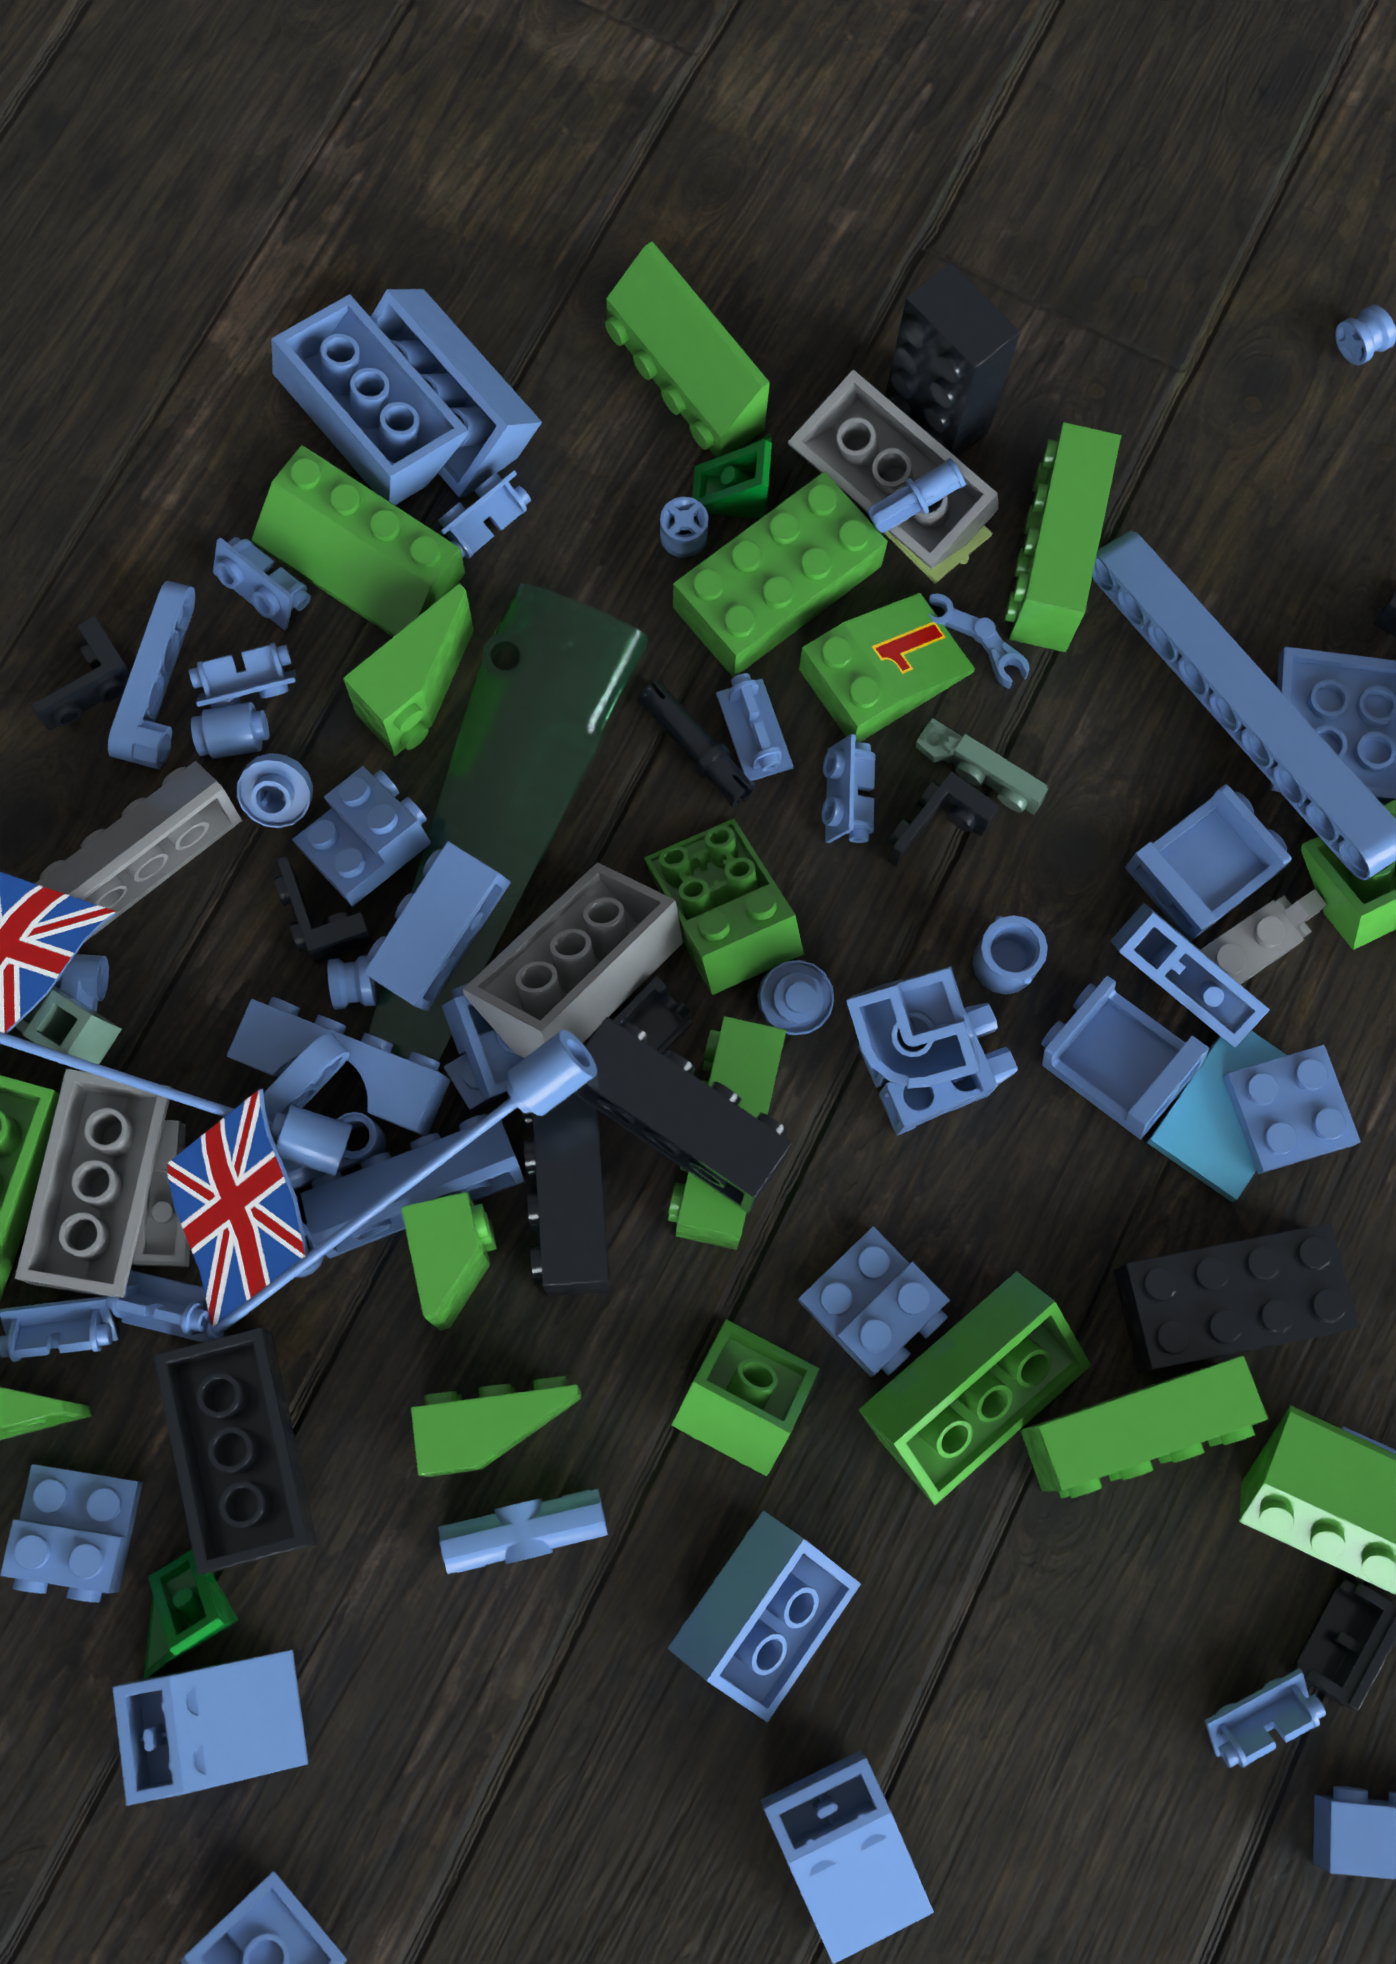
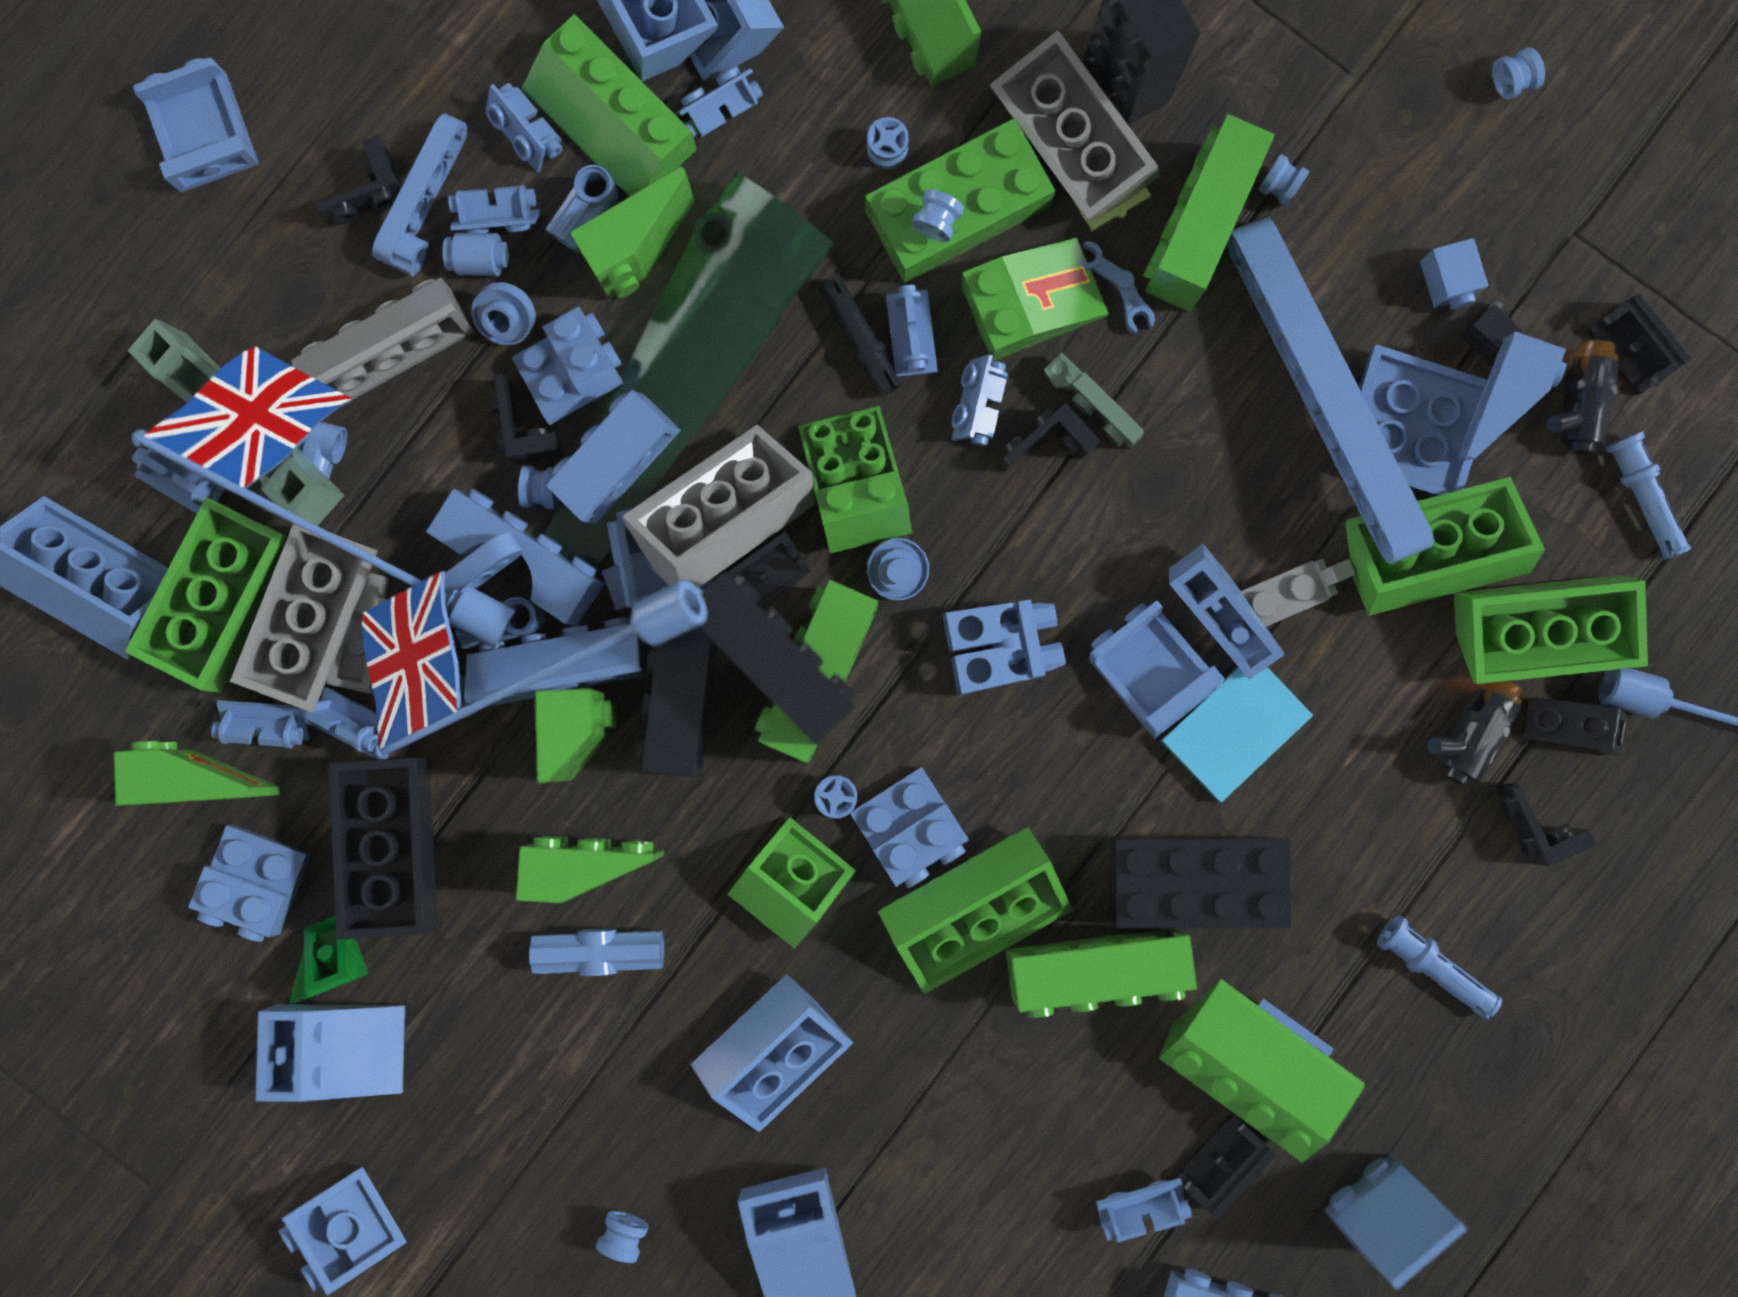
camera: 15 degrees right, 10 degrees up
(345, 655) = (579, 207): none -> medium blue piece
(622, 1893) = (622, 1236): none -> medium blue wheel
(736, 481) = (940, 109): green slope -> none
(762, 587) = (937, 215): none -> medium blue wheel
(786, 1272) = (829, 796): none -> medium blue wheel
(916, 496) = (1086, 156): medium blue axle -> none
(916, 1030) = (985, 620): medium blue brick -> none
(1009, 954) = (1081, 566): medium blue piece -> none
(1137, 490) = (1283, 180): none -> medium blue wheel
(1209, 862) = (1266, 518): medium blue panel -> none
(1291, 1109) = (1283, 738): medium blue plate -> none
(1351, 557) = (1454, 274): none -> medium blue brick

